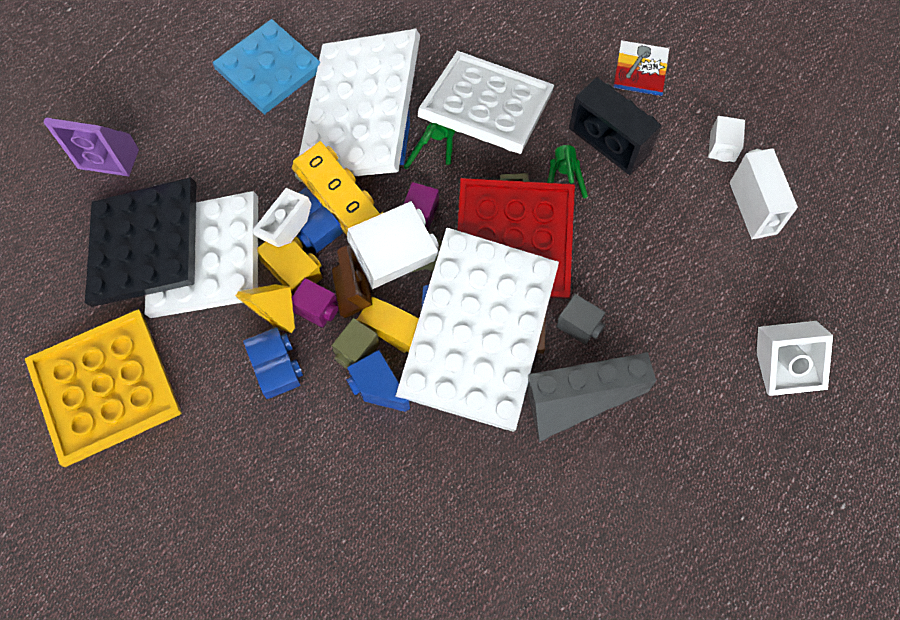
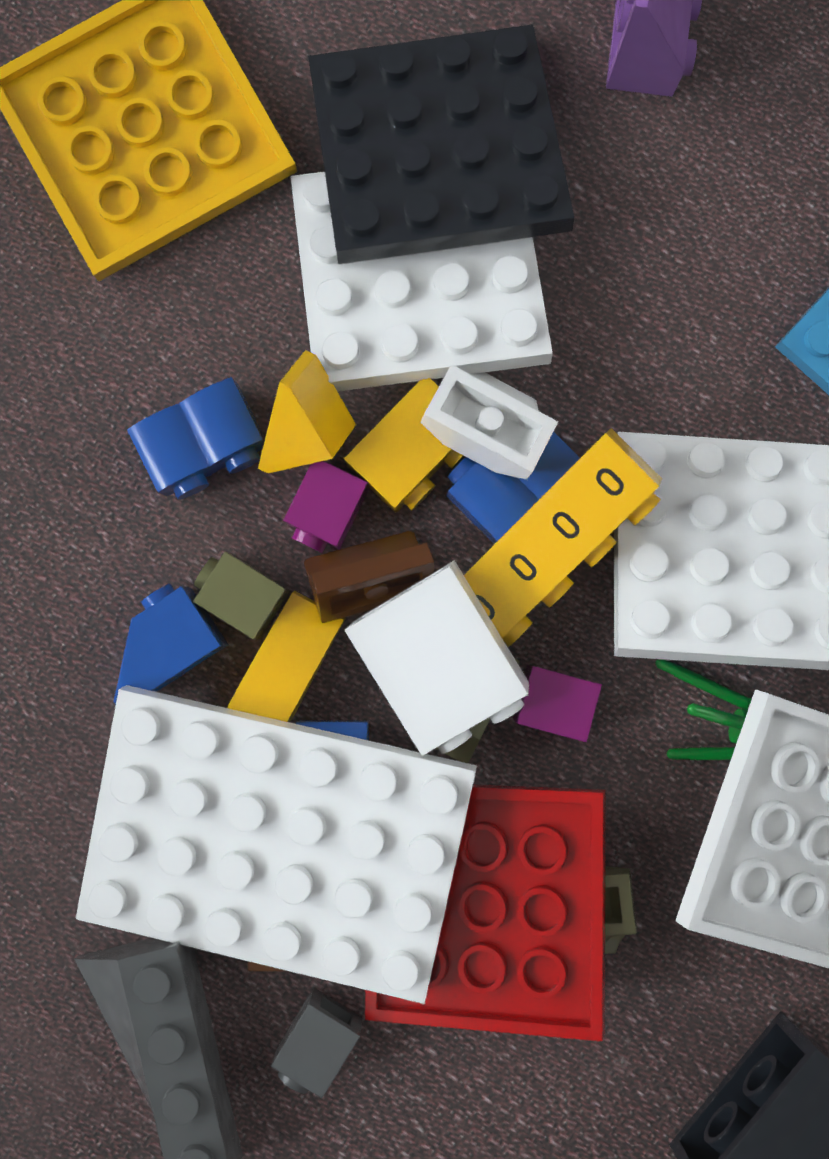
camera: 85 degrees right, 20 degrees up
(566, 163) = (685, 1010): green plant -> none

